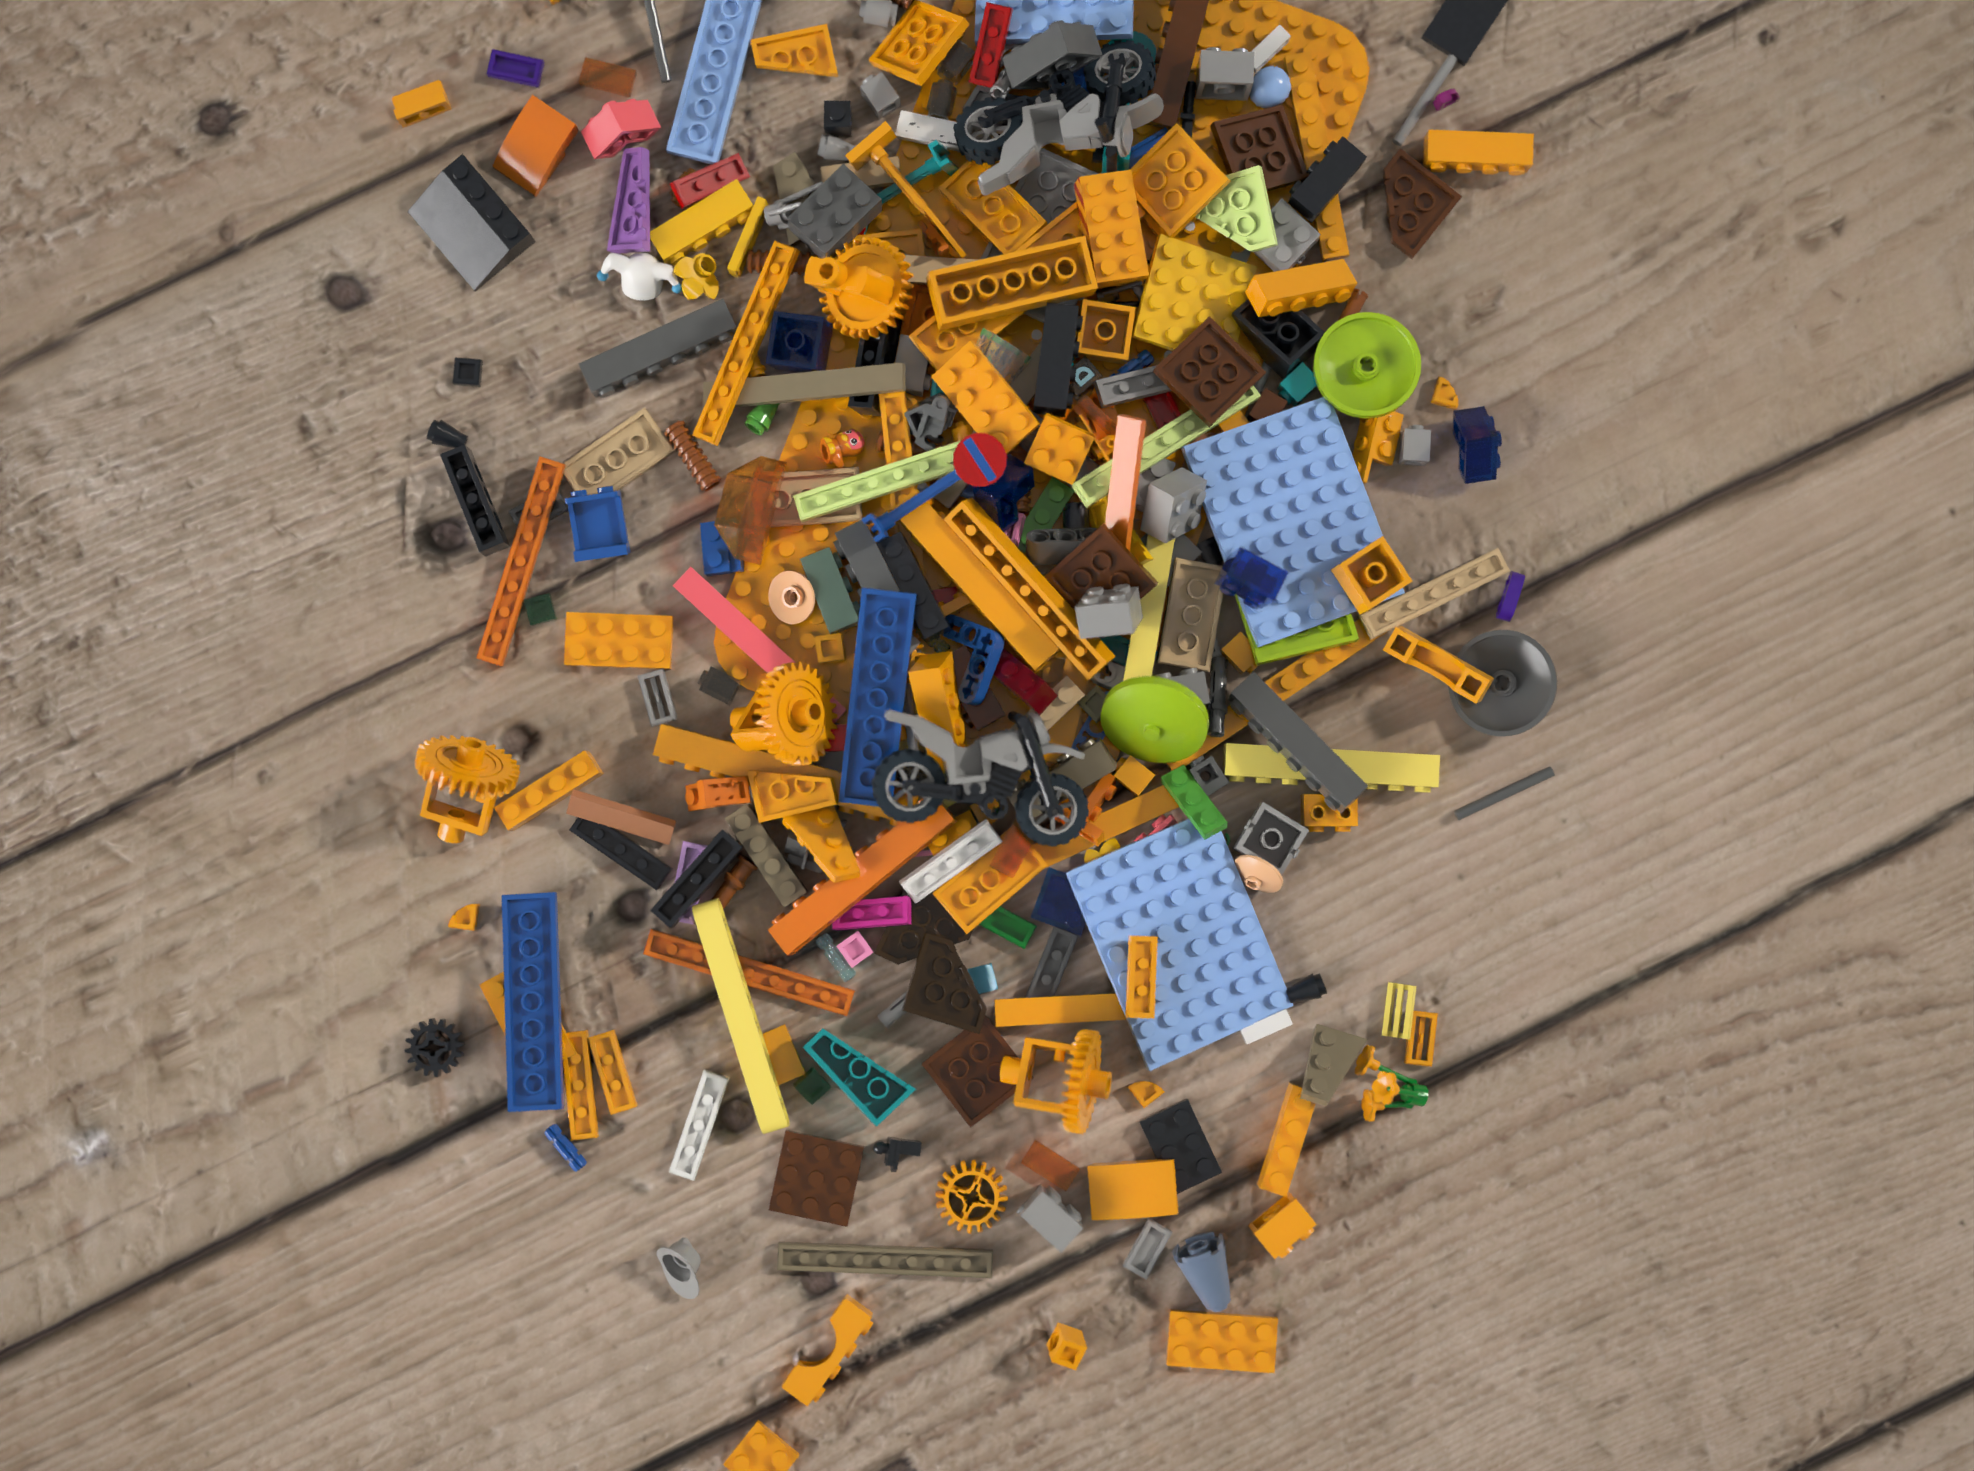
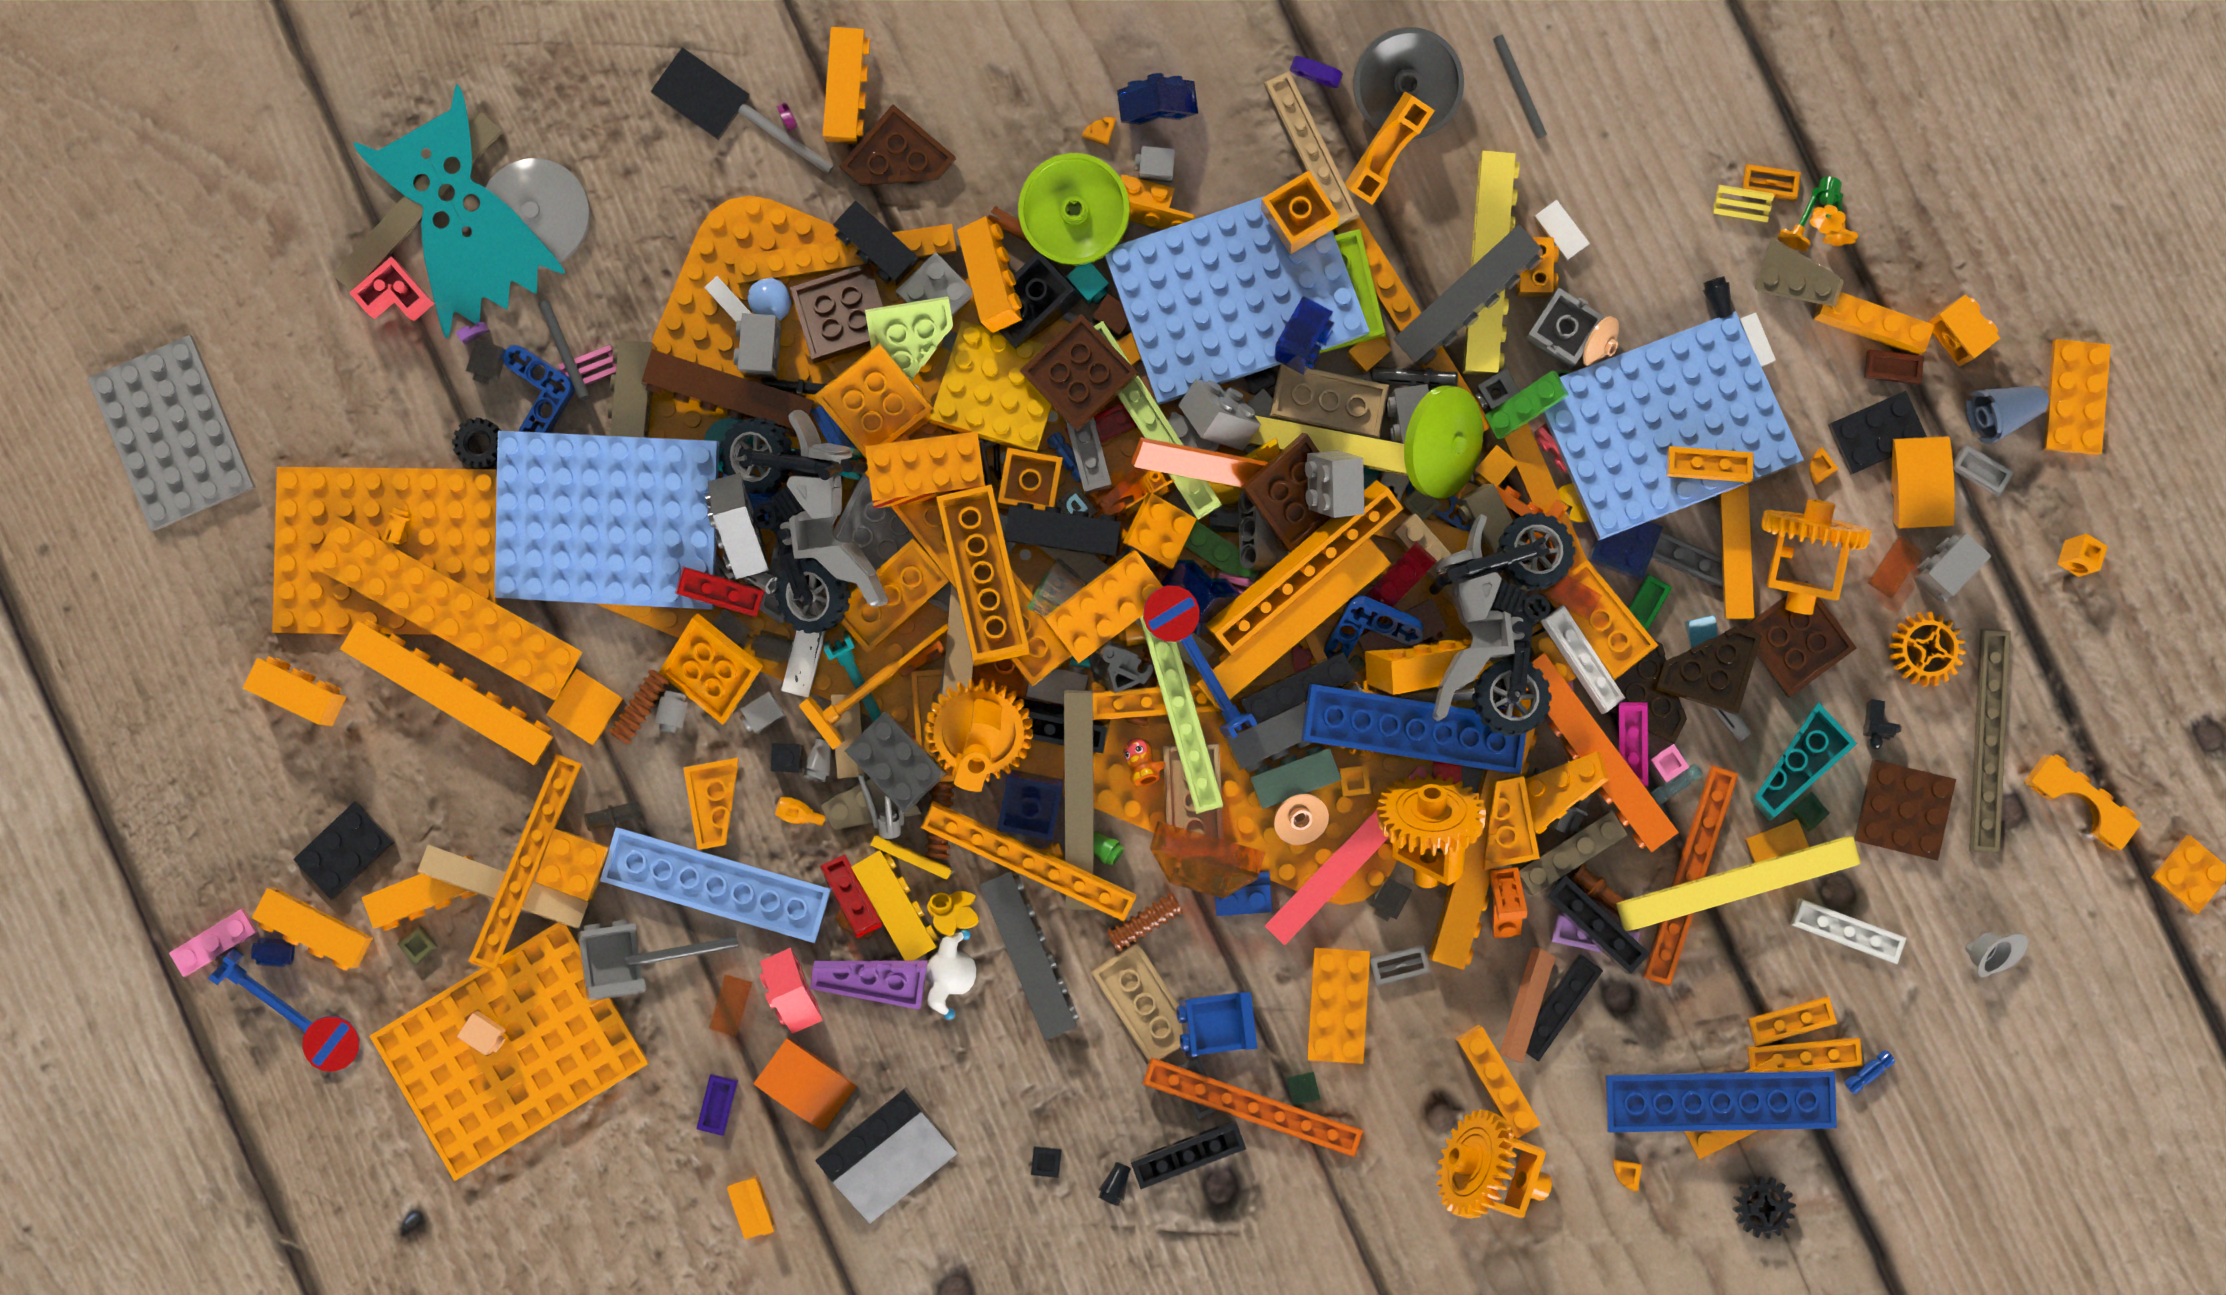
camera: 85 degrees left, 0 degrees up
(788, 130) = (797, 812): none -> light orange piece
(1245, 1161) = (1894, 367): none -> copper tile
(1365, 836) = (1560, 226): none -> white tile

